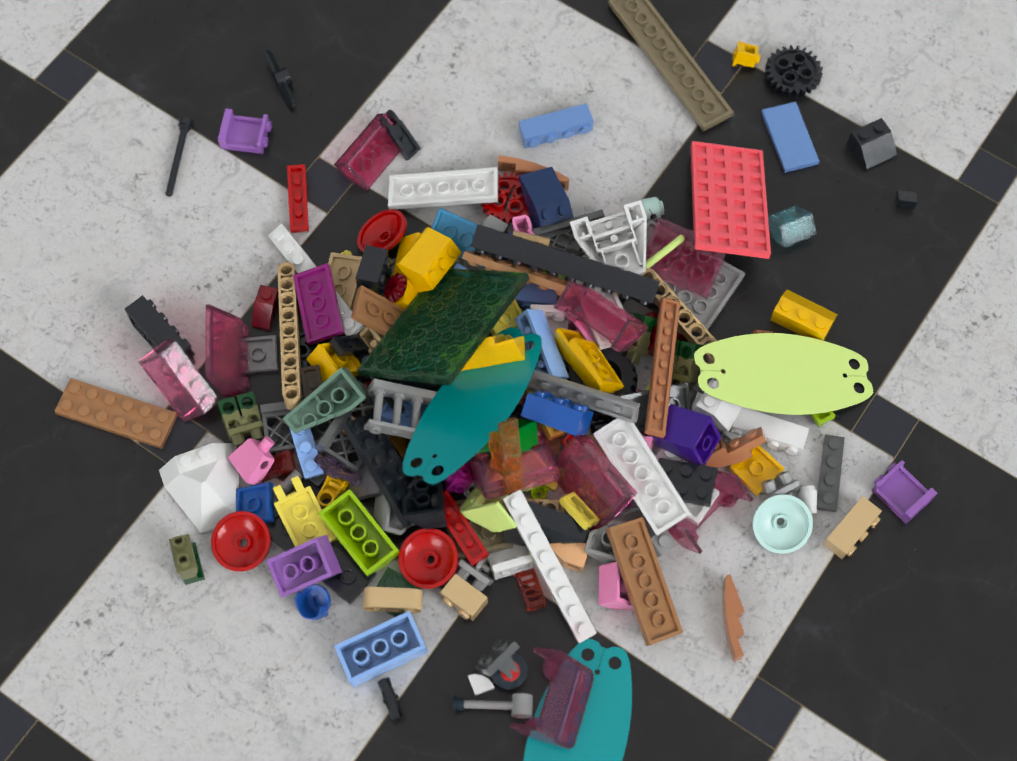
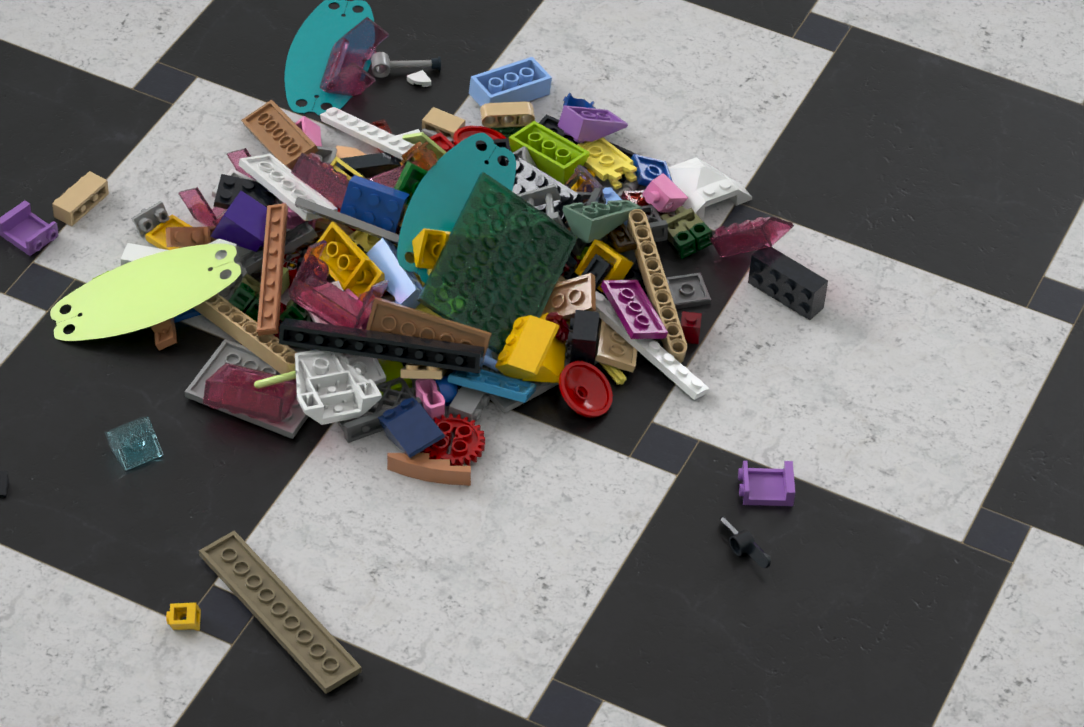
camera: 170 degrees right, 20 degrees down
(116, 413) = (822, 236): medium nougat plate -> none
(185, 125) = (837, 486): black piece -> none
(186, 559) = (701, 124): olive hips -> none
(226, 352) = (716, 267): clear pink slope -> none
(228, 538) = (655, 141): red dish -> none
(298, 198) = (687, 425): red plate -> none
(368, 154) = (617, 475): clear pink slope -> none
(390, 699) = (493, 60): black pin -> none
(400, 135) = (588, 481): black hinge -> none
(443, 188) = (527, 437): white plate -> none
(503, 664) = (404, 83): dark grey plate -> none
(555, 126) = (409, 519): medium blue brick -> none
(653, 208) = (292, 445): light aqua head -> none
(729, 200) = (204, 437): coral plate -> none
(731, 613) = (195, 130): nougat slope -> none
(789, 534) = (149, 191): light aqua dish -> none
(790, 137) = (130, 538): medium blue tile -> none
(793, 71) = (124, 605): black gear -> none
(803, 316) = (120, 361): yellow slope -> none
(809, 497) = (122, 218): white cone -> none
(830, 473) = (99, 242): dark grey plate -> none
(873, 144) = (34, 535): black slope -> none

